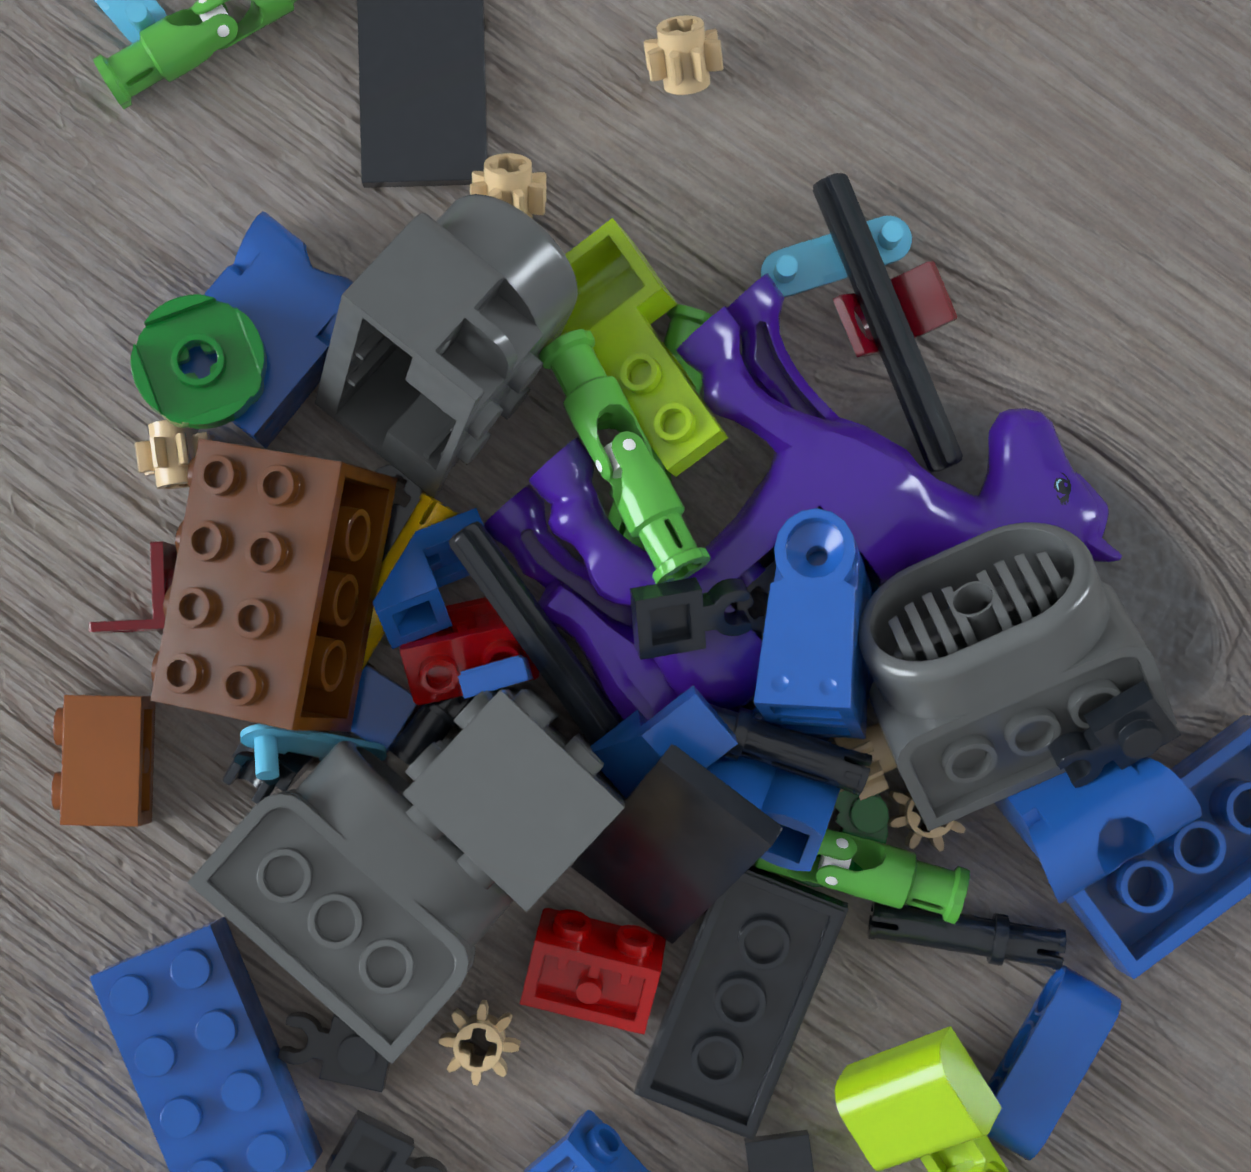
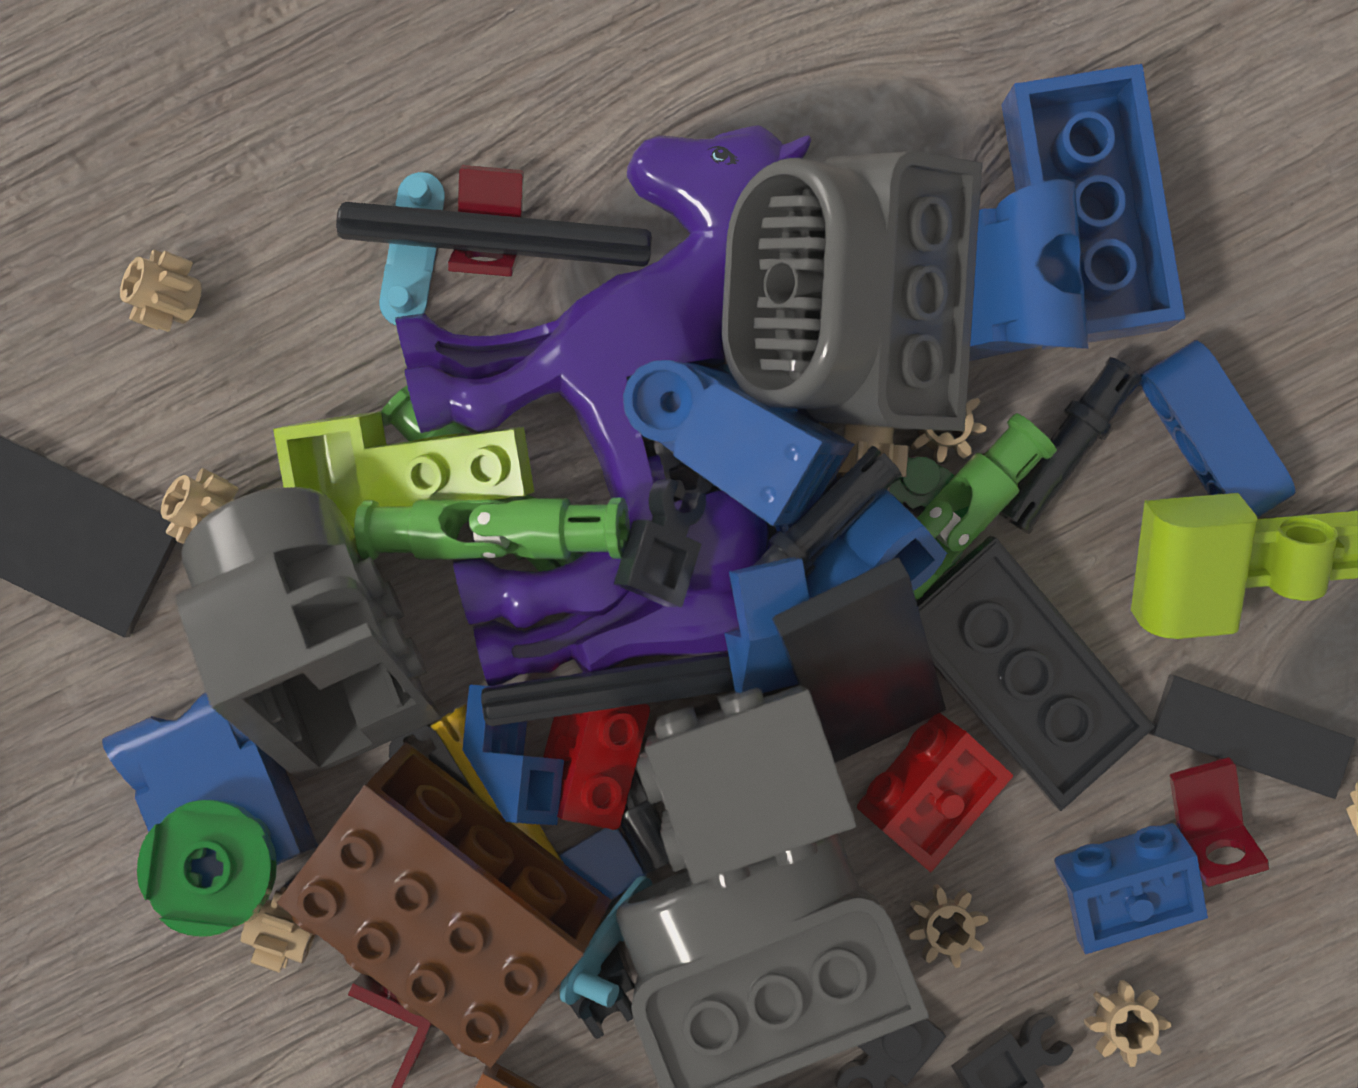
camera: 65 degrees left, 0 degrees up
(495, 675) = (628, 745): blue tile -> none
(1119, 730) = (963, 214): black plate -> none

